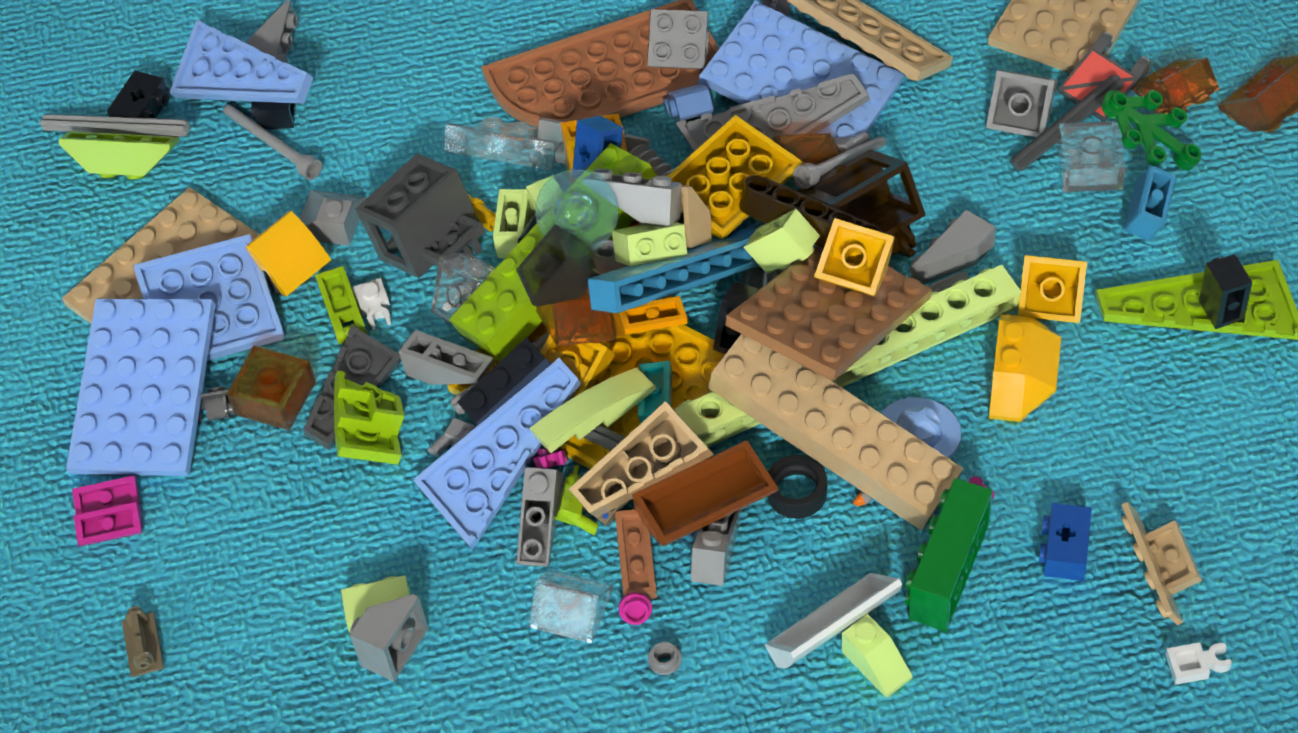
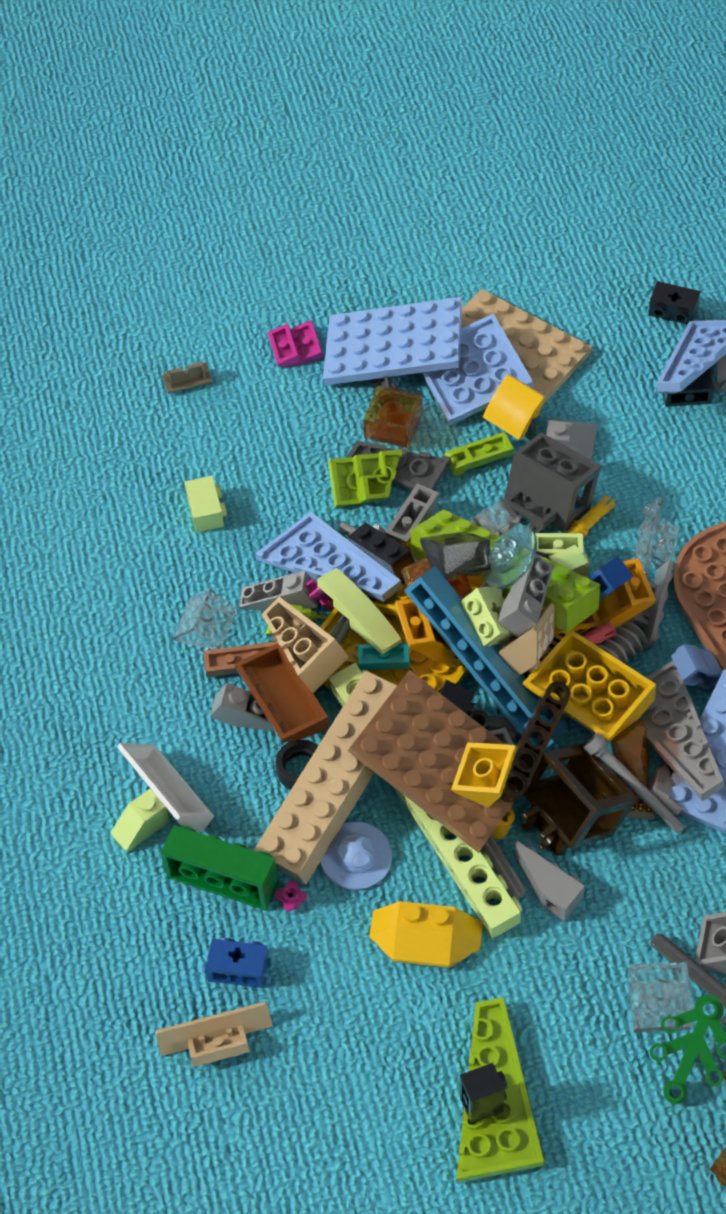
camera: 85 degrees right, 0 degrees up
(116, 125) = (645, 290): light grey axle -> none
(117, 153) = (622, 294): lime wedge -> none
(306, 165) = (619, 416): light grey piece -> none
(373, 301) = (486, 473): white plate -> none
(389, 635) = (169, 507): light grey slope -> none
(635, 608) = (192, 660): dark pink plate -> none
(662, 650) = (152, 678): light grey plate -> none
(782, 241) = (511, 722): yellowish green brick -> none
(1052, 288) = (501, 961): yellow slope -> none
(1150, 203) = (604, 1046): dark azure brick -> none
(1192, 664) = (117, 1055): white plate -> none

